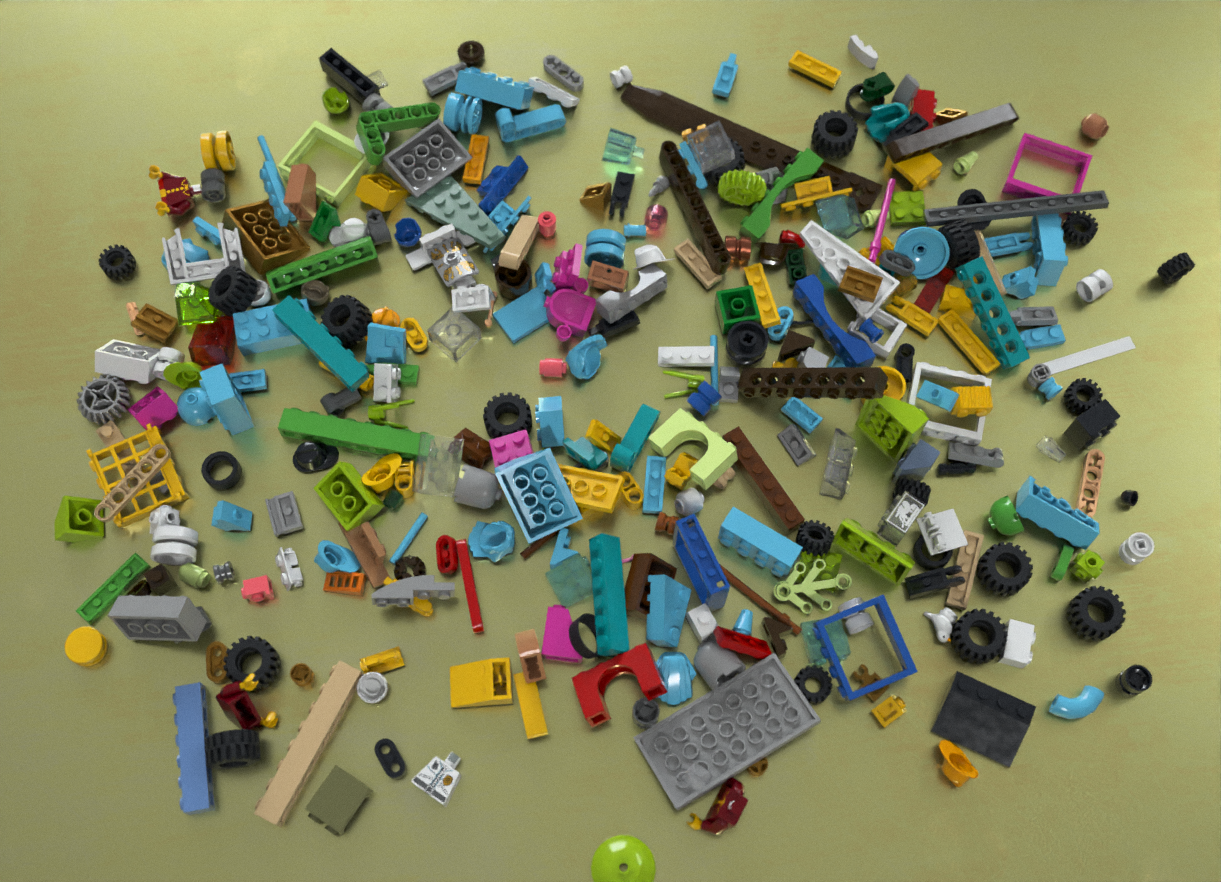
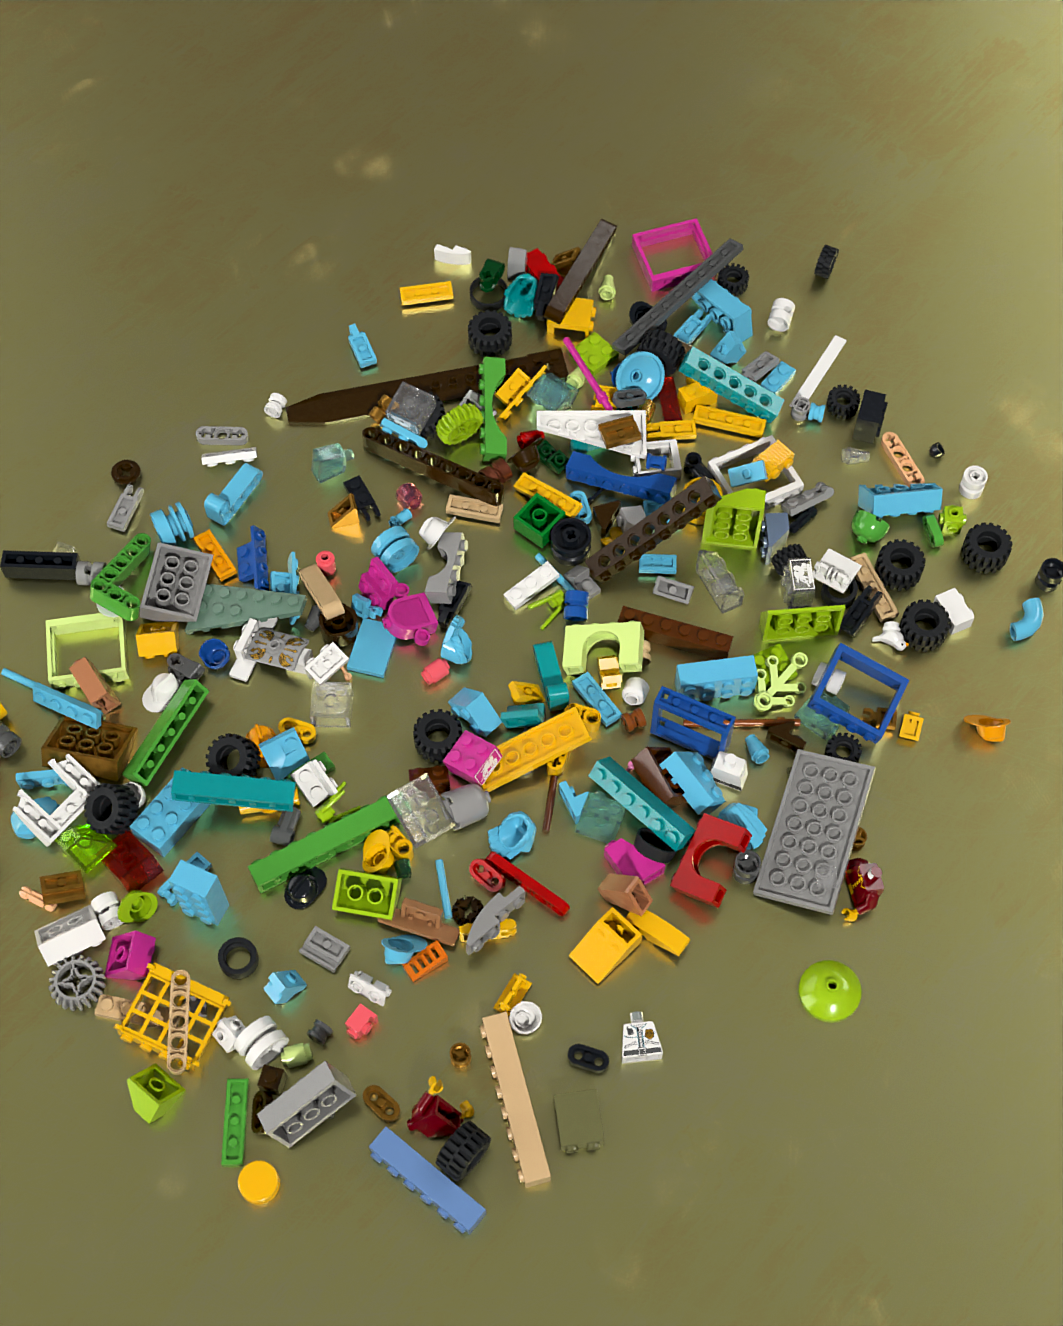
camera: 40 degrees left, 5 degrees down
(194, 407) = (165, 925): medium azure cylinder -> none
(244, 649) = (399, 1067): black tyre -> none
(315, 292) = (181, 757): dark tan hair -> none
(323, 221) = (133, 697): green slope -> none
(335, 101) = (45, 593): lime hair -> none
(494, 88) = (181, 486): medium azure brick -> none
(538, 494) = (522, 769): medium azure slope -> none
(601, 279) = (414, 572): nougat window -> none
(659, 185) = (386, 468): light grey bar -> none
(716, 664) = (764, 789): light grey cylinder -> none
(741, 643) = (770, 760): red plate -> none
(816, 530) = (751, 643): black tyre -> none
(983, 719) = (976, 680): black slope -> none
(1094, 126) = (677, 195): nougat head -> none

